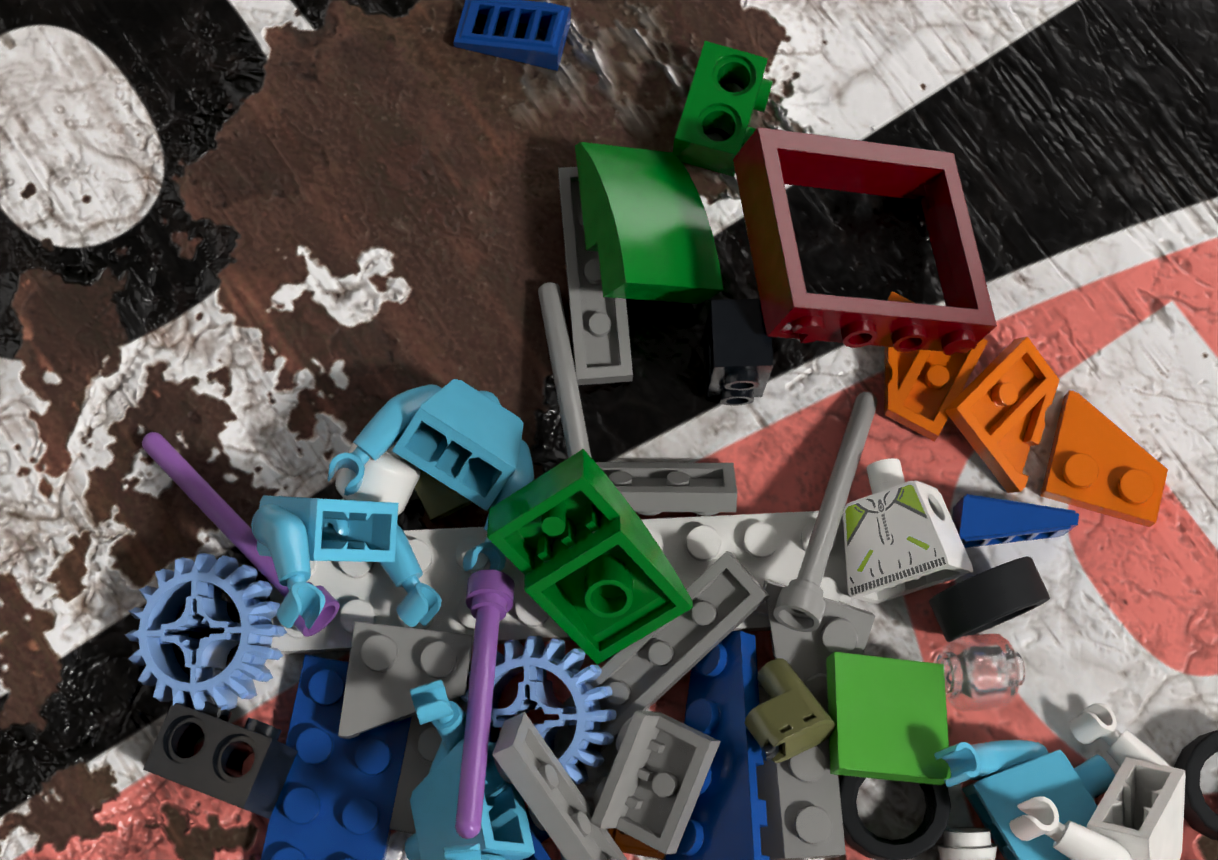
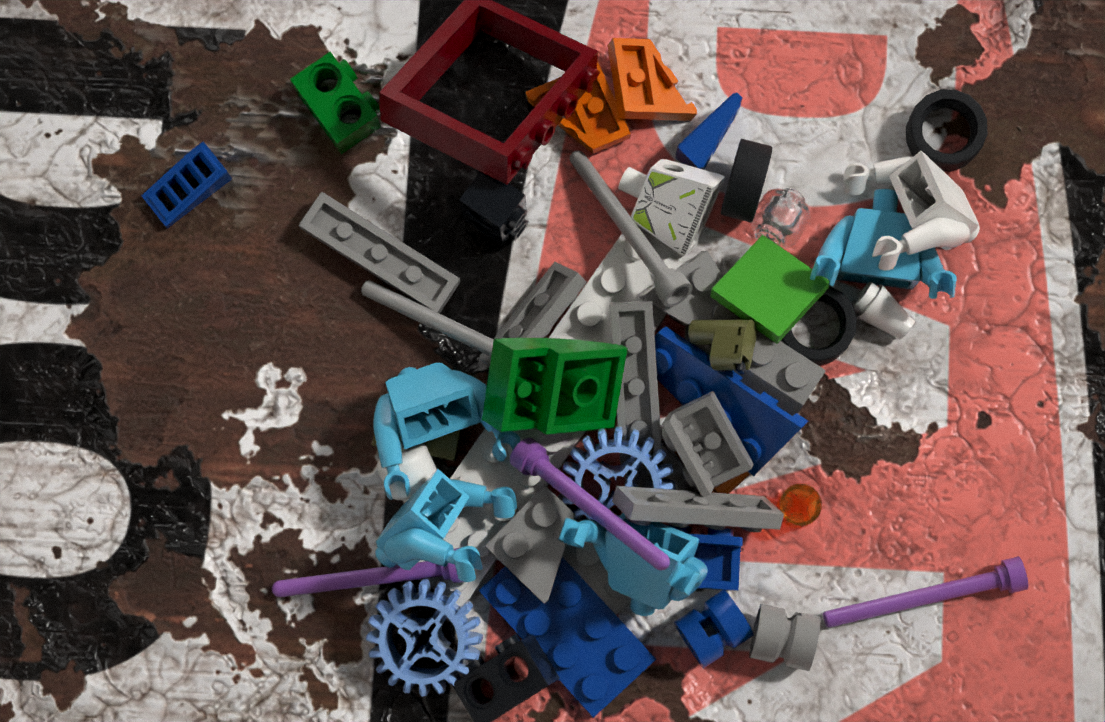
camera: 45 degrees left, 5 degrees up
(646, 225) = (375, 200): green slope -> none
(1101, 466) = (716, 56): orange wing -> none

